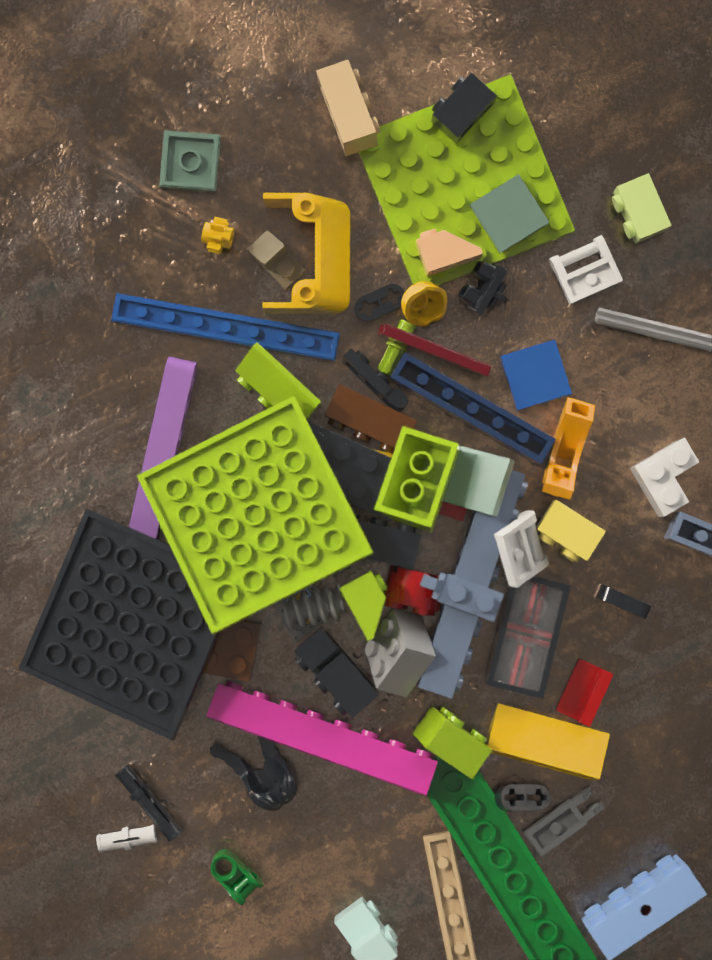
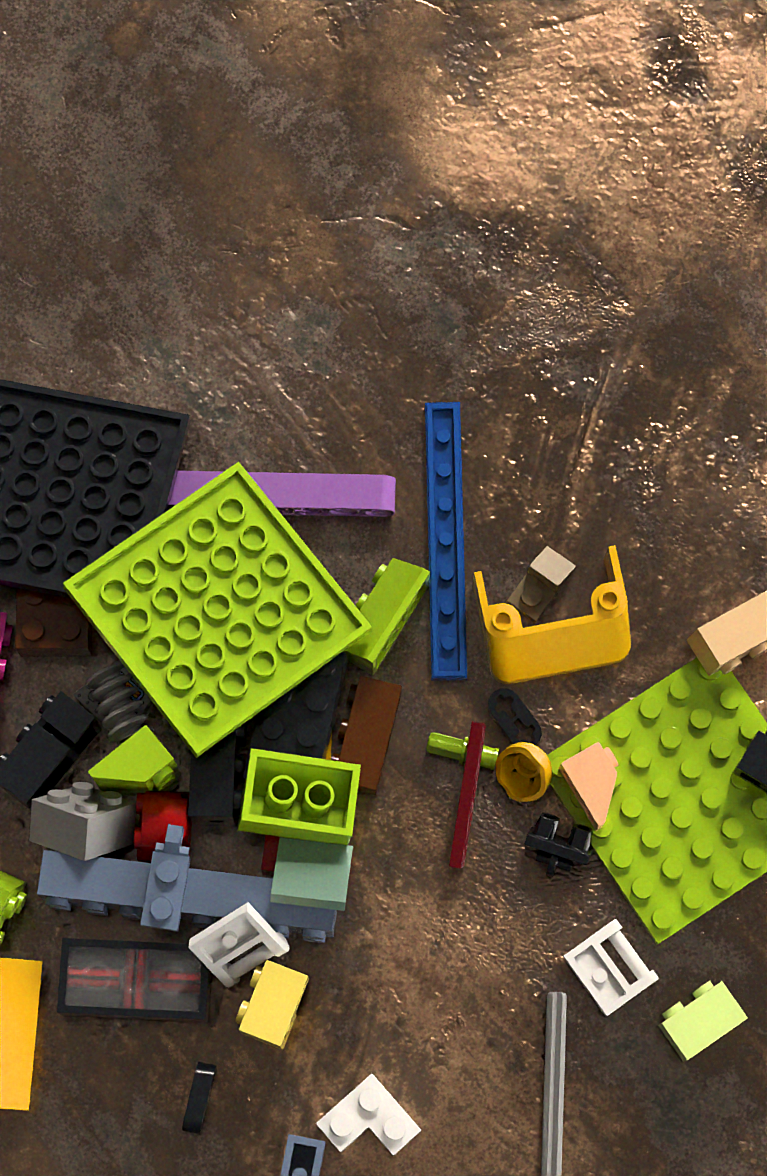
camera: 75 degrees right, 10 degrees down
(190, 161) = (639, 457): sand green tile -> none
(217, 235) = (555, 506): yellow gear -> none
(375, 381) = (415, 734): black hinge -> none
(472, 409) = (403, 856): dark blue brick -> none
(509, 214) = (658, 854): sand green tile -> none
(535, 375) = (465, 931): blue tile -> none
(567, 448) = (378, 985): light orange arch -> none
(584, 692) = (76, 1069): red panel -> none

